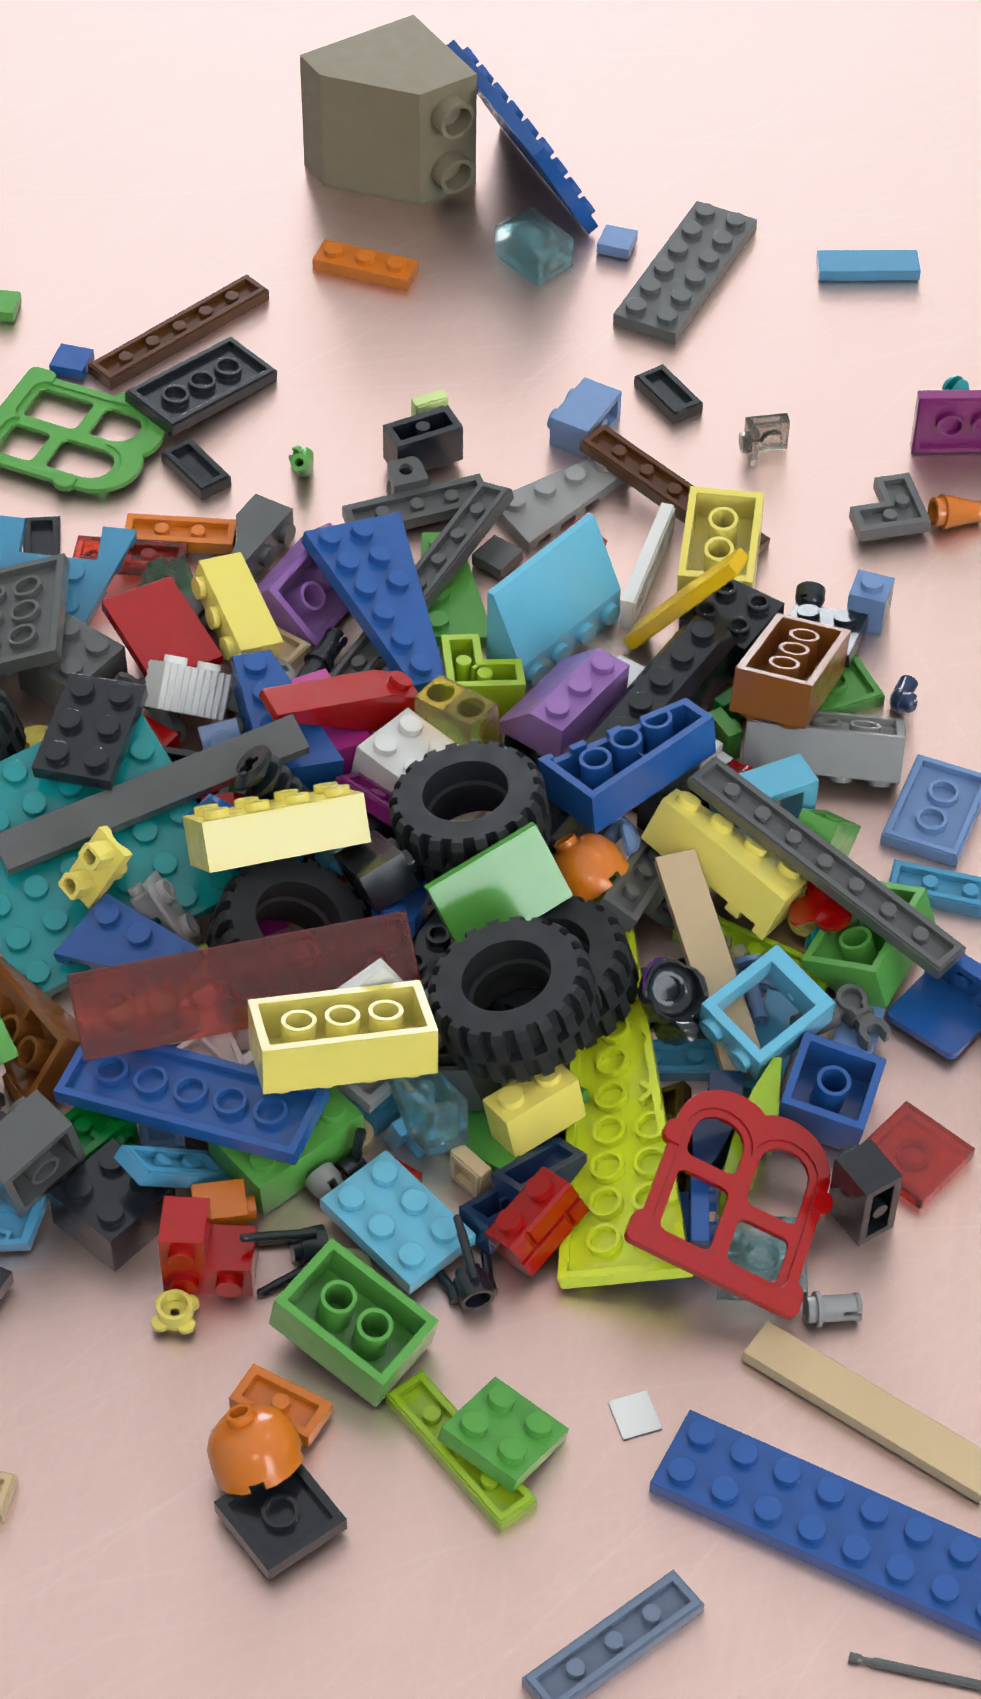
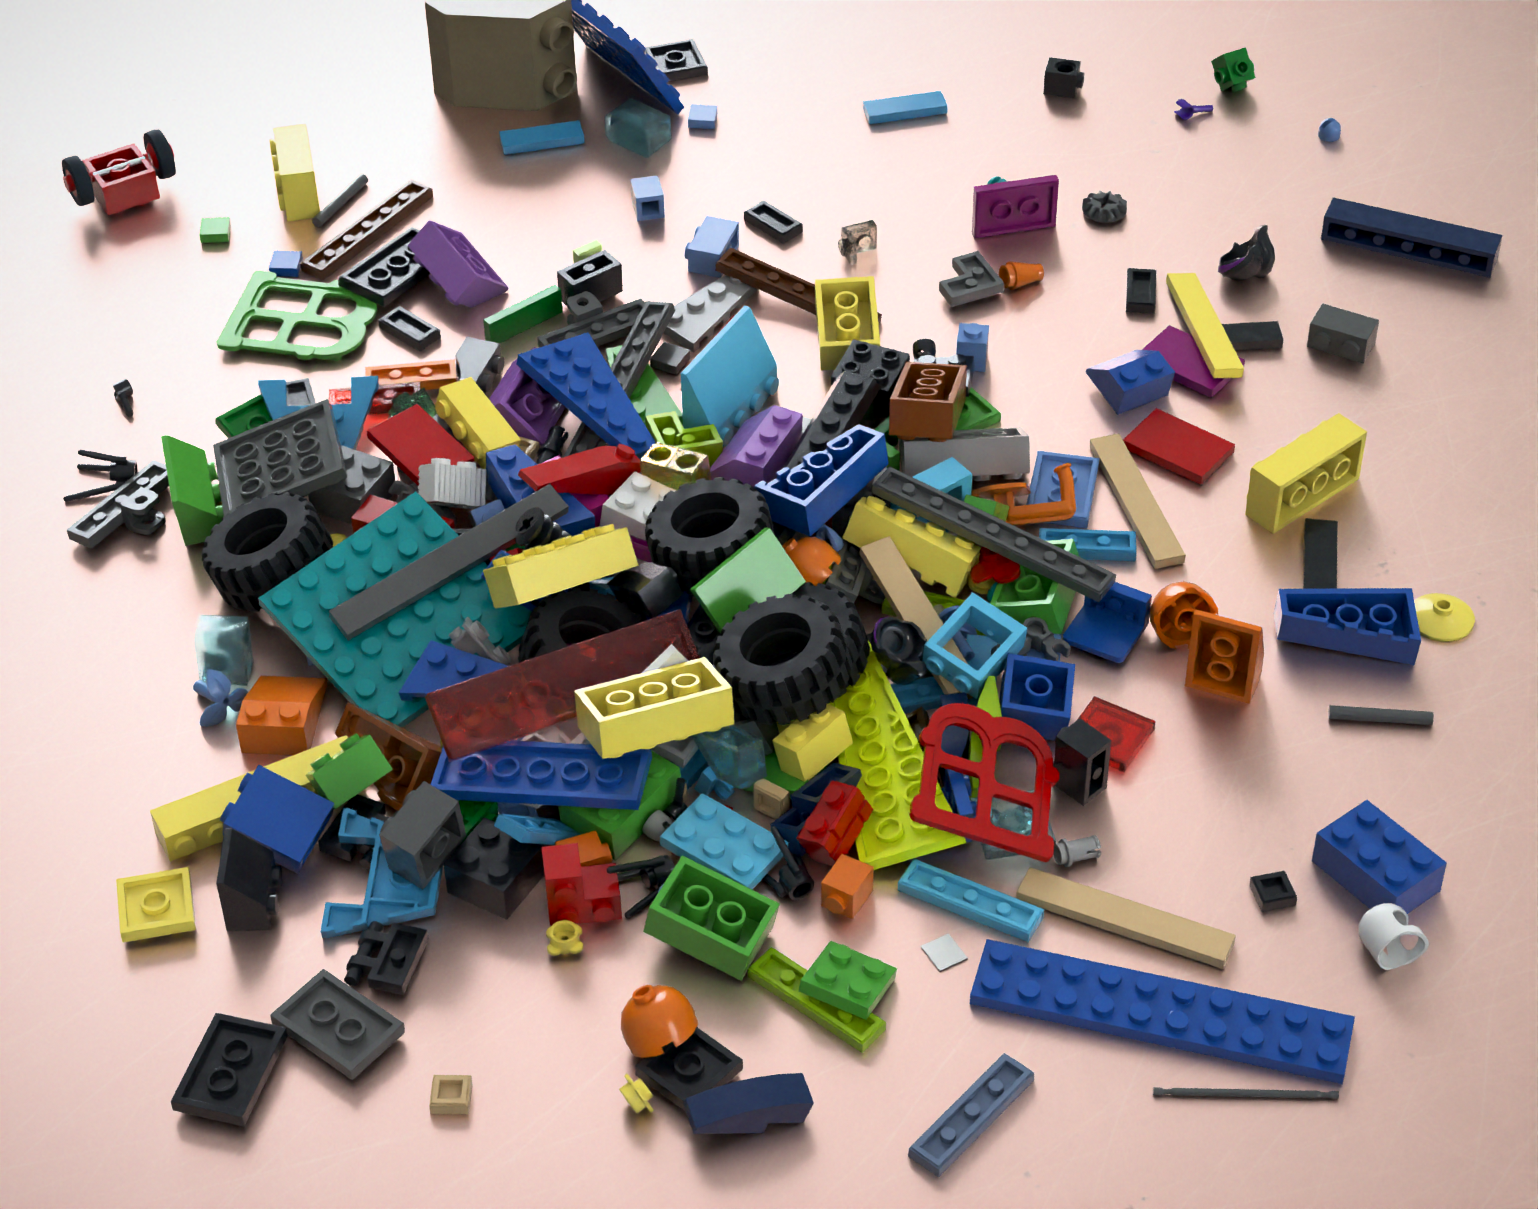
camera: 10 degrees left, 5 degrees down
(90, 731) = (390, 520): black plate -> none
(96, 868) = (421, 620): light yellow hips -> none
(107, 247) = (294, 172): none -> light yellow brick
(156, 288) = (342, 198): none -> dark grey bar
(207, 1540) = (636, 1094): none -> light yellow plate
(268, 396) = (456, 265): none -> medium lavender slope
(302, 461) = (492, 306): bright green arm -> none
(303, 1407) = (691, 987): orange plate -> none
(333, 474) = (523, 315): none -> green tile
(339, 1582) = (750, 1105): none -> dark blue slope
(365, 265) = (505, 160): orange plate -> none
(418, 240) = (541, 137): none -> dark azure tile
(521, 341) = (647, 198): none -> medium blue brick
(533, 1306) = (847, 886): none -> orange brick
(603, 163) = (679, 59): none -> black tile
(647, 566) = (791, 347): white tile -> none
(685, 272) = (762, 131): dark grey plate -> none
(685, 1351) = (971, 900): none -> medium azure tile
(686, 598) = (833, 361): yellow tile -> none
(894, 839) = (1038, 512): none -> orange piece
(903, 695) = (1016, 411): dark blue arm -> none

